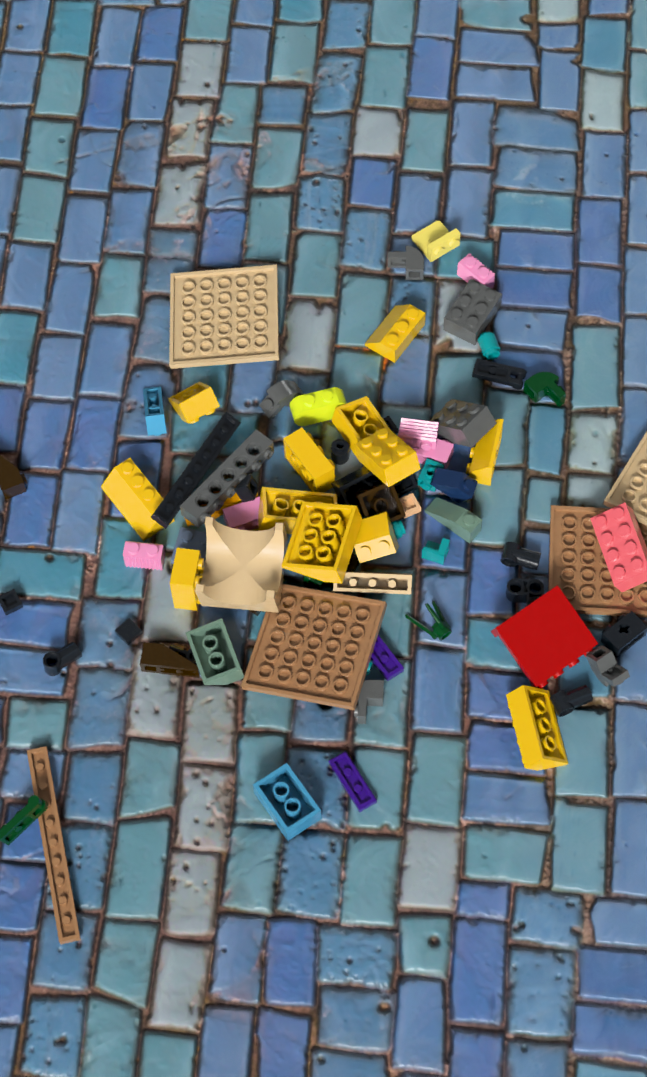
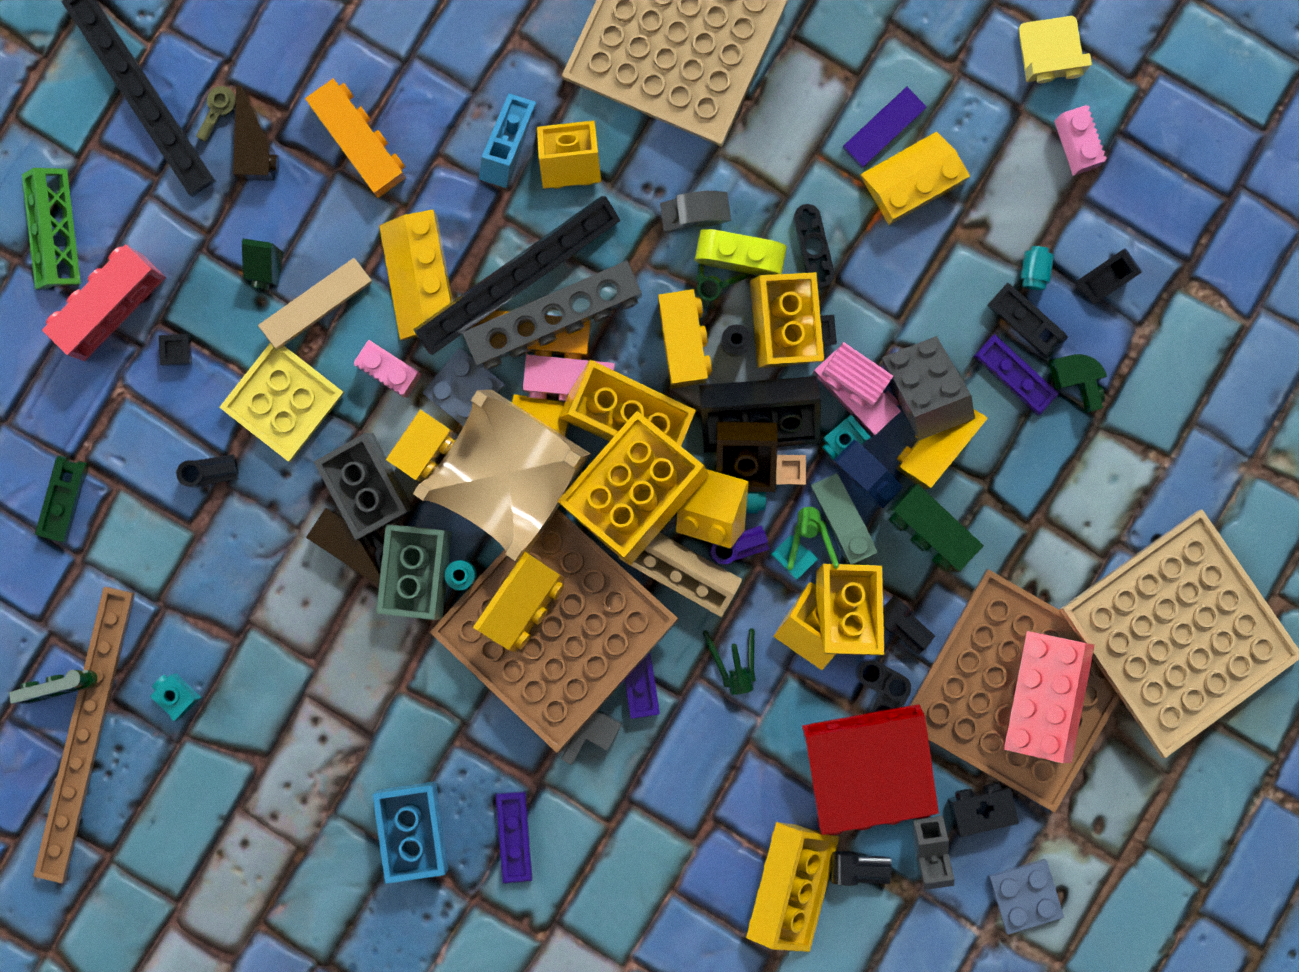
camera: 25 degrees right, 25 degrees up
(41, 529) = (261, 263): none -> dark green slope
(65, 445) = (356, 138): none -> light orange brick
(83, 540) = (315, 304): none -> tan tile
(88, 601) = (282, 400): none -> light yellow plate
(102, 800) = (184, 695): none -> teal brick
(128, 631) = (311, 474): black tile -> none
(161, 619) = (364, 485): none -> dark grey slope
(243, 644) = (470, 575): none -> teal brick
(247, 489) = (573, 345): black slope -> none
(287, 634) = (520, 603): none -> yellow slope
(312, 426) = (712, 287): none -> dark green plant
(356, 381) = (806, 256): none -> black beam
(365, 315) = (884, 127): none -> dark purple tile
(387, 456) = (790, 400): yellow brick -> none
(403, 556) = (749, 543): none -> dark purple piece
(410, 260) = (999, 69): dark grey brick -> none
(435, 528) = (808, 526): none -> bright green plant
(469, 580) = (802, 629): none -> yellow slope
(472, 311) = (1042, 201): dark grey brick -> none
(482, 553) = (850, 609): none -> yellow slope
(507, 494) = (933, 529): none -> dark green brick
(509, 404) = (1016, 375): none -> dark purple tile
(531, 329) = (1109, 276): none -> black slope

